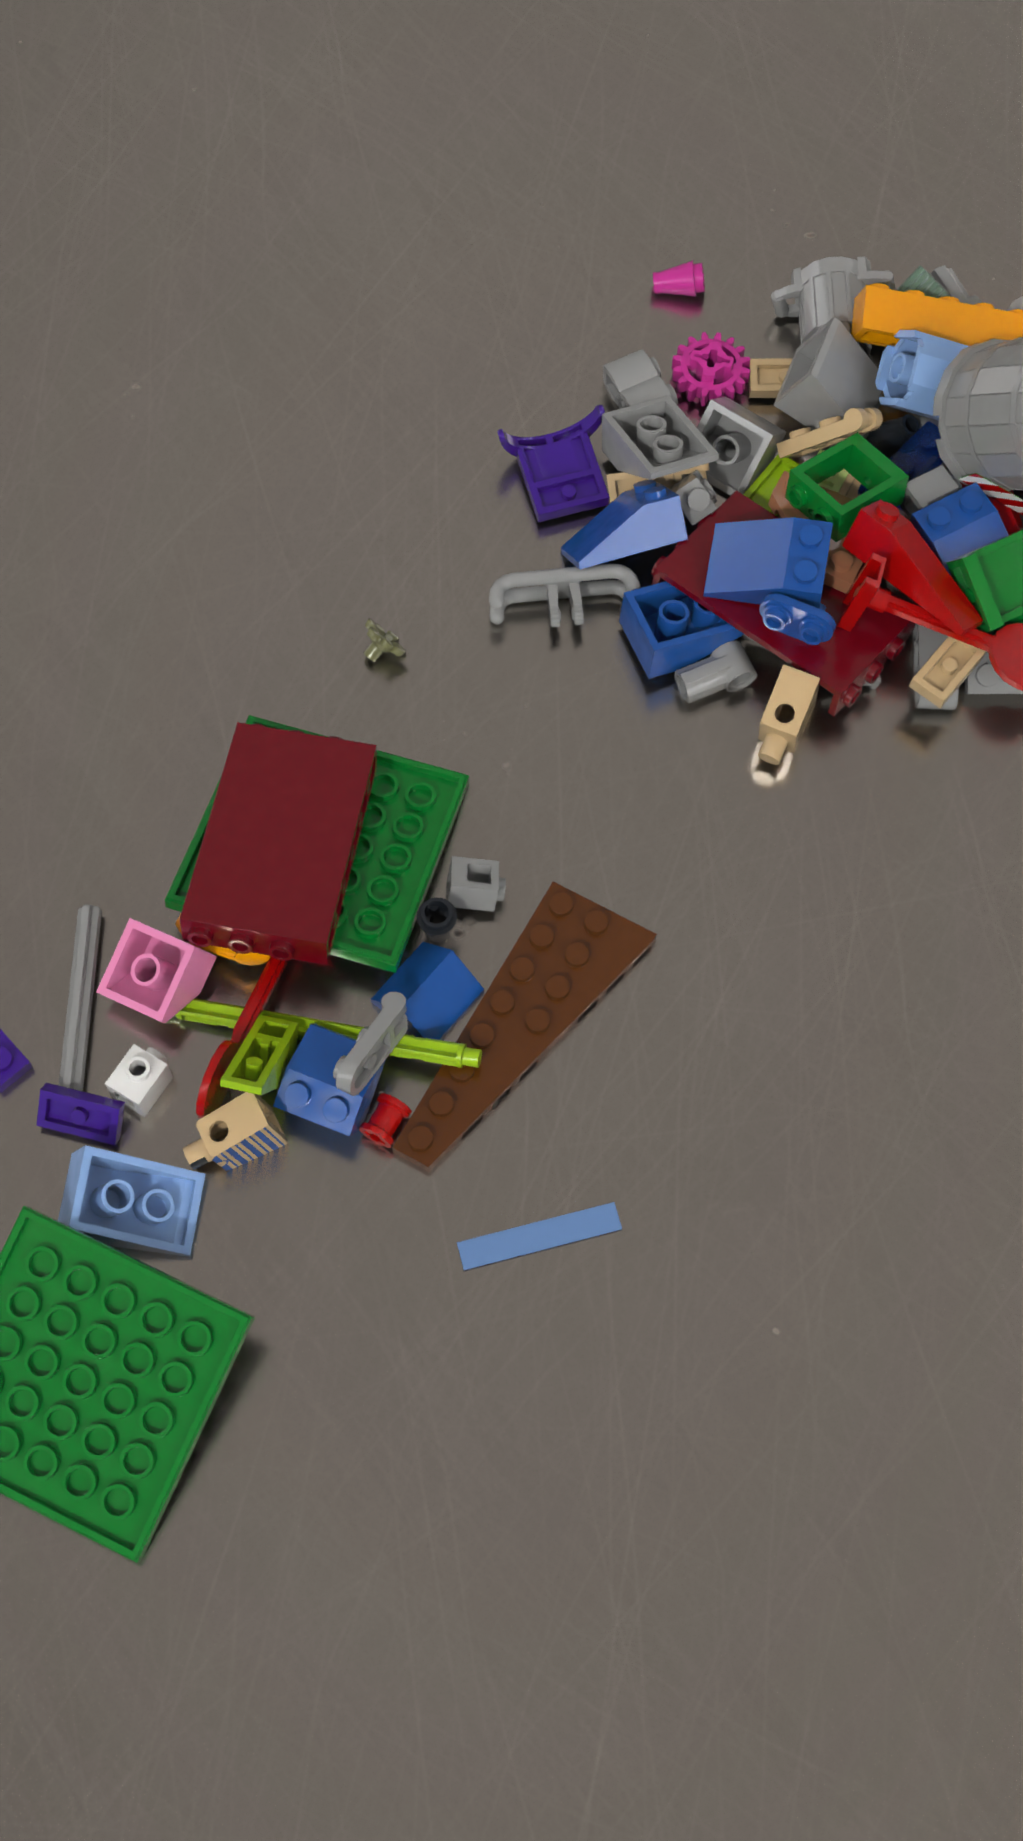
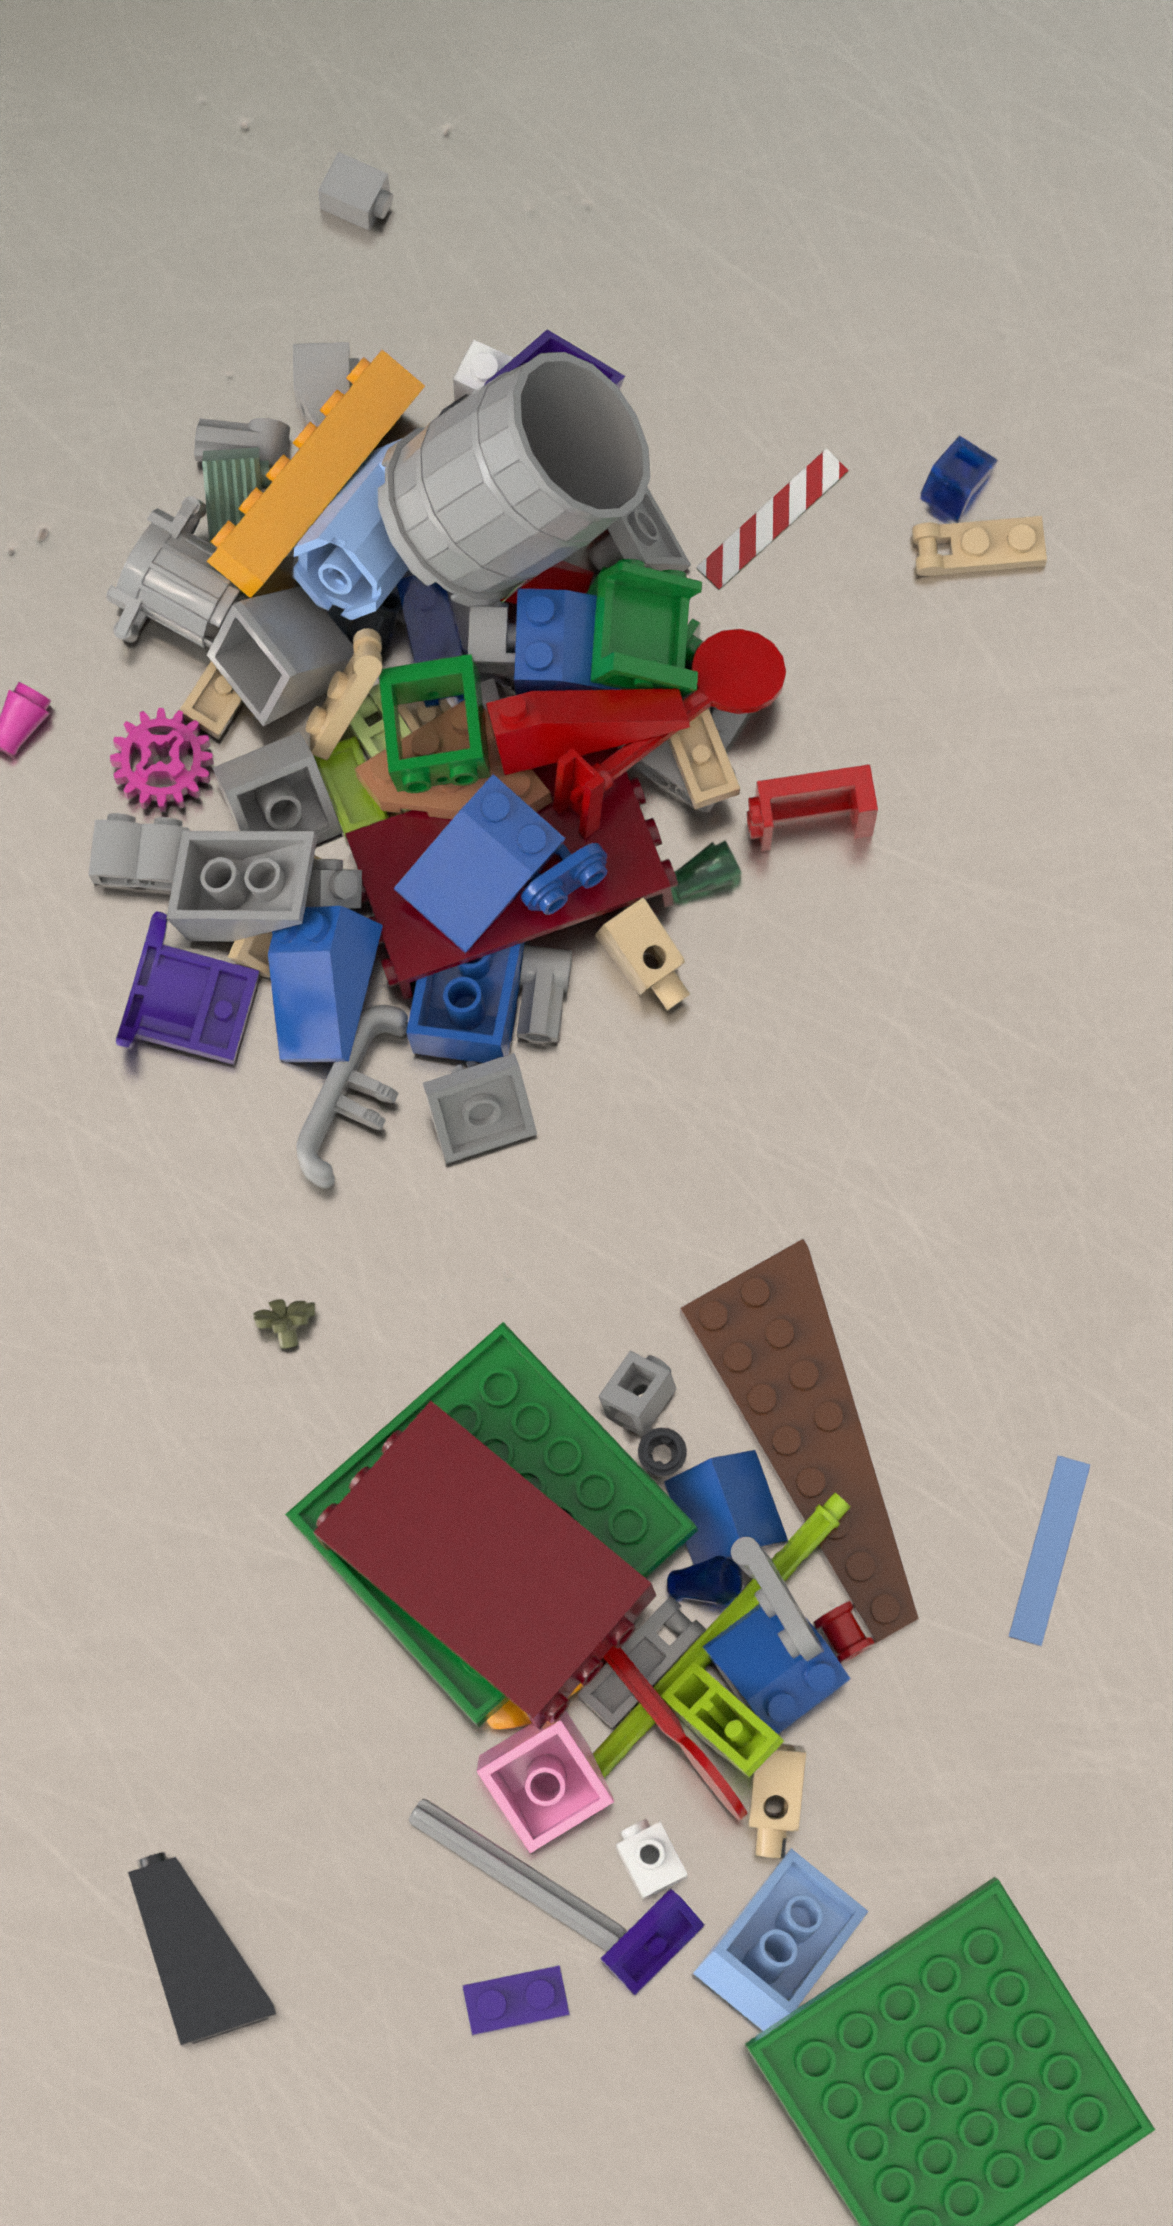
camera: 60 degrees left, 10 degrees up
(288, 996) = (652, 1657): none -> light grey plate
(362, 1002) = (708, 1581): none -> clear blue cone
(605, 672) = (479, 1107): none -> light grey tile
(875, 728) = (707, 870): none -> clear green cone
(972, 756) = (813, 796): none -> red panel

